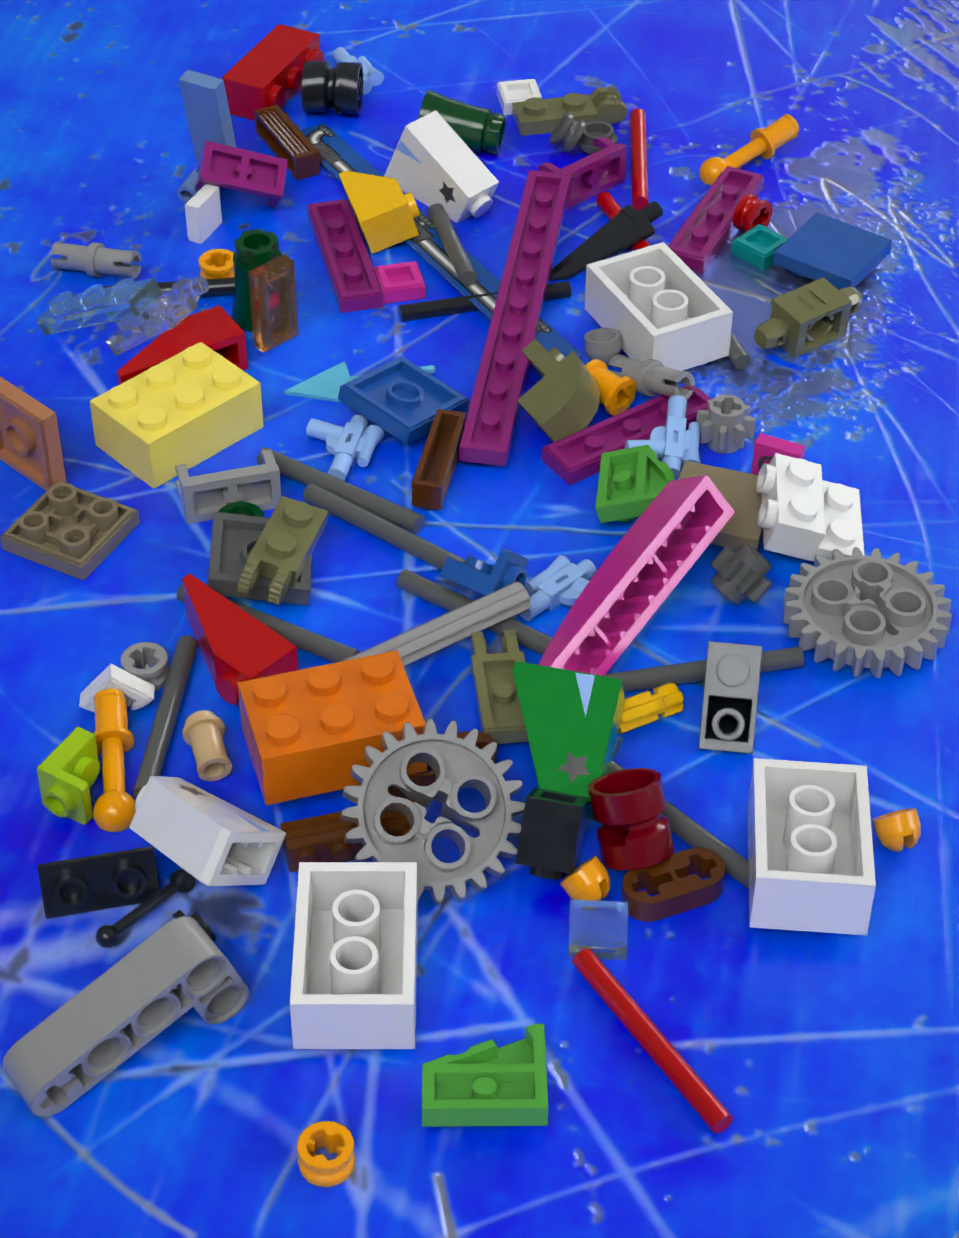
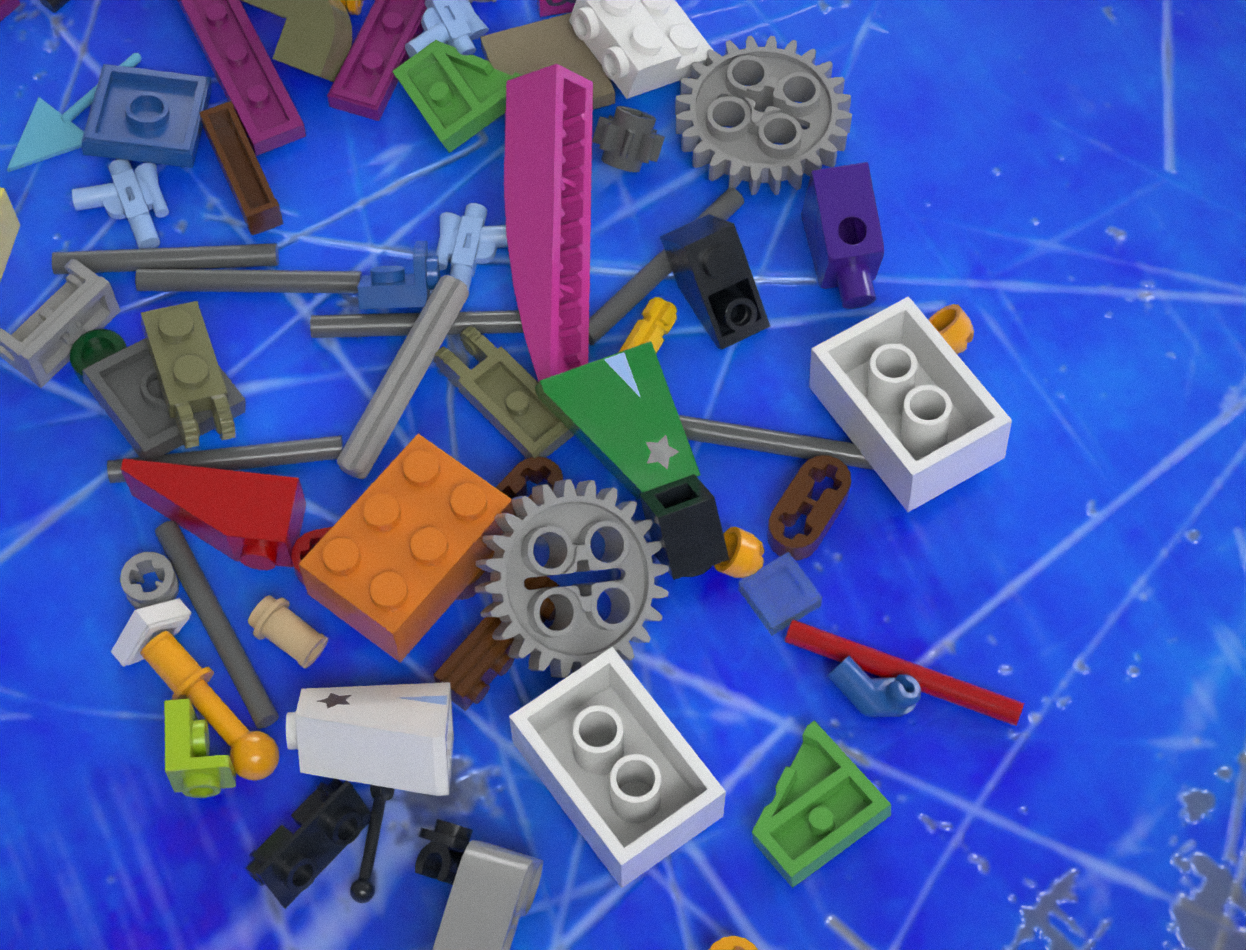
camera: 35 degrees left, 20 degrees up
(608, 1038) = (878, 695): none -> blue arm
(632, 827) = (743, 472): dark red wheel -> none
(853, 725) = (844, 231): none -> dark purple torso

